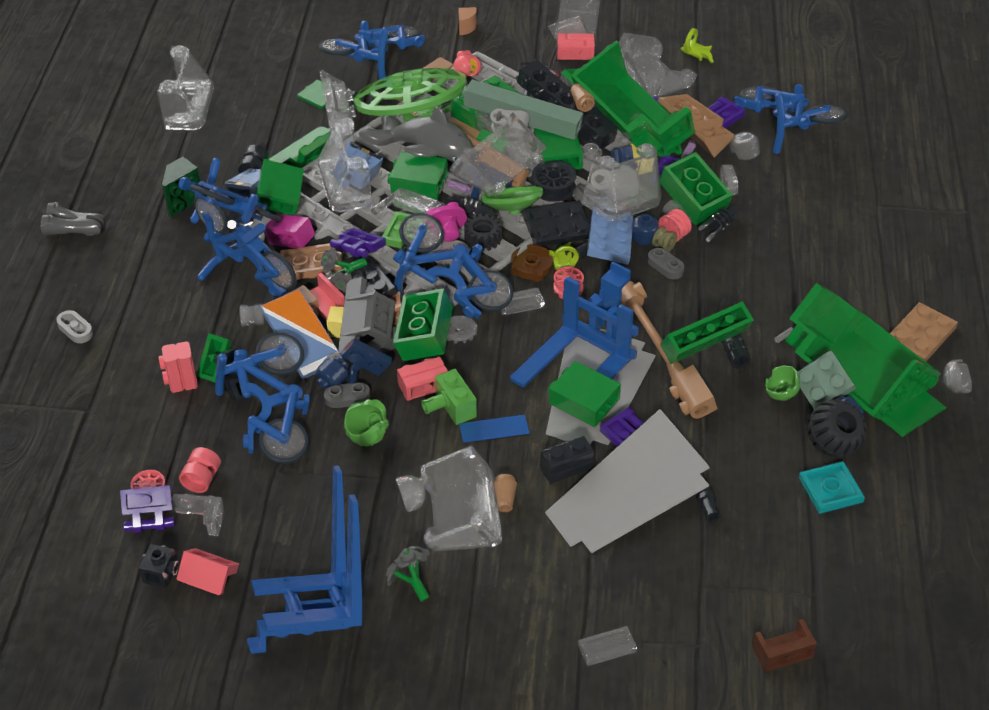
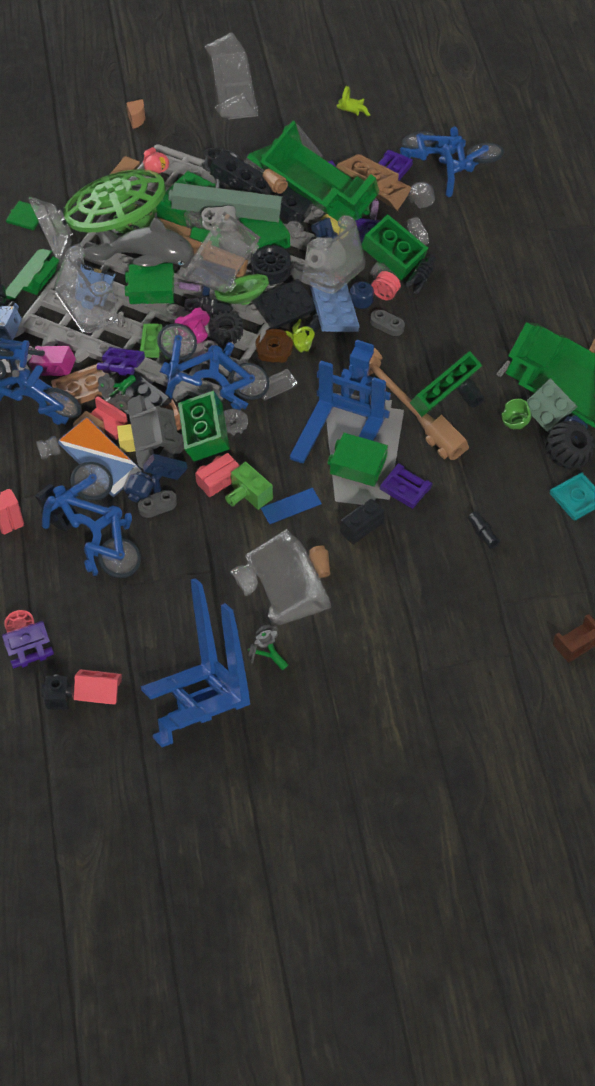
camera: 15 degrees left, 10 degrees up
(199, 470) = (59, 600): coral wheel -> none
(208, 506) = (76, 630): clear bracket -> none
(213, 346) = (30, 487): green slope -> none
(279, 187) = (31, 321): green brick -> none
(366, 422) = (185, 526): bright green hair -> none
(395, 34) = (70, 143): blue piece -> none
(407, 201) = (153, 311): clear plate -> none
(571, 272) = (310, 358): coral wheel -> none
(575, 46) = (244, 122): coral brick -> none
(607, 646) = (442, 671): clear tile -> none
(630, 486) = (420, 532): light grey sticker -> none
(656, 75) = (326, 139): clear windscreen -> none
(664, 239) = (380, 300): olive wheel -> none

